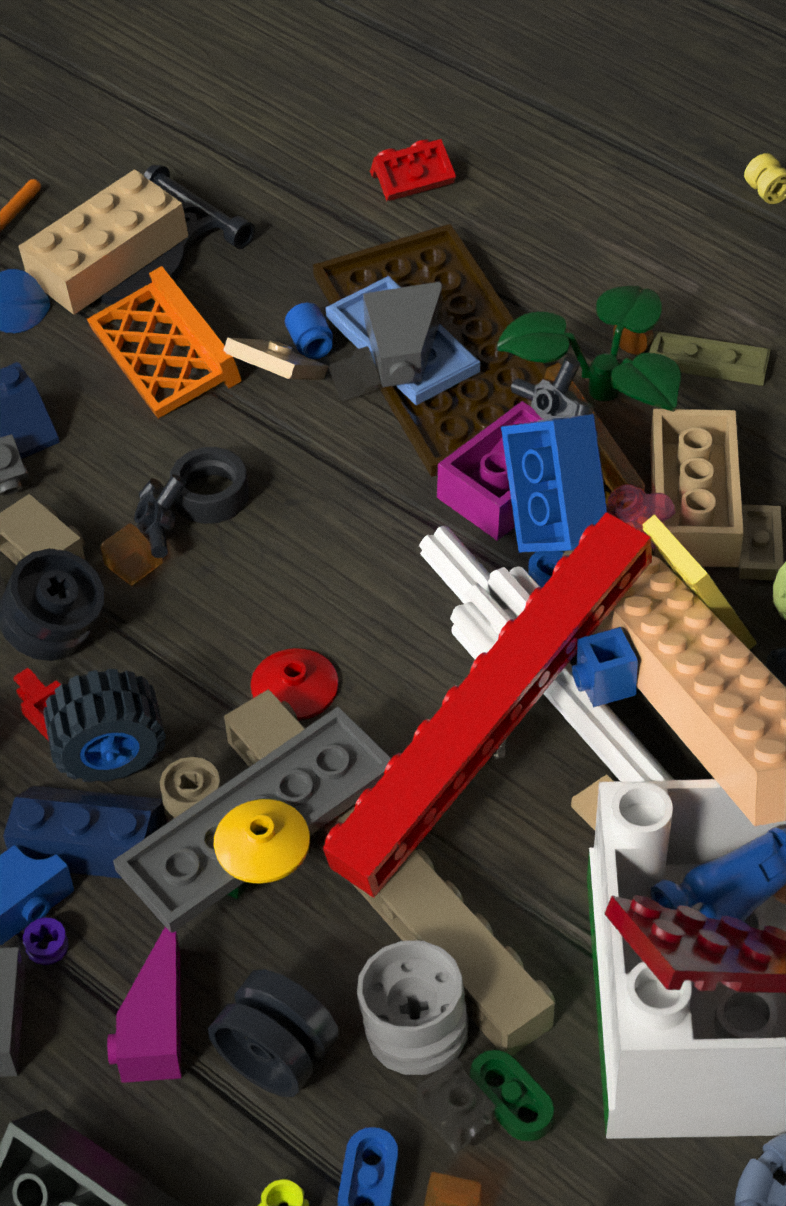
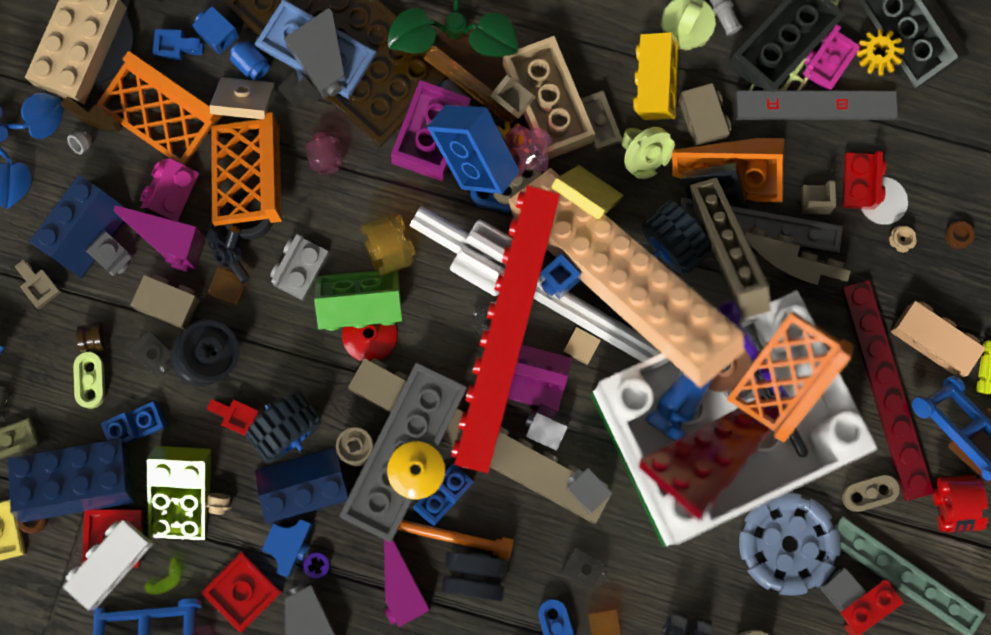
camera: 30 degrees left, 30 degrees up
(44, 345) = (79, 141): none -> light grey hinge
(75, 325) = (95, 117): none -> dark brown slope
(88, 463) = (175, 241): none -> magenta slope
(124, 427) = (168, 189): none -> dark pink bracket
(221, 286) = (171, 44): none -> blue plate
(240, 566) = (298, 267): none -> light grey bracket
(260, 442) = (269, 171): none -> orange fence
(283, 284) = (215, 30): none -> blue brick
(296, 920) = (439, 503): none -> blue slope
(299, 625) = (357, 300): none -> bright green slope
(349, 451) = (324, 153): none -> clear pink head
(349, 1023) = (500, 547): none -> orange piece
(379, 571) = (387, 244): none -> clear yellow brick
(413, 1007) = (523, 523): light grey wheel -> none
(497, 881) = (547, 426): none -> brick
(513, 820) = (539, 378): none -> magenta bracket
(515, 973) = (587, 490): none -> dark grey brick
(515, 1096) = (608, 546): dark green plate -> none
(552, 398) = (443, 77): black piece -> none
(640, 446) = (512, 96): none -> dark tan panel

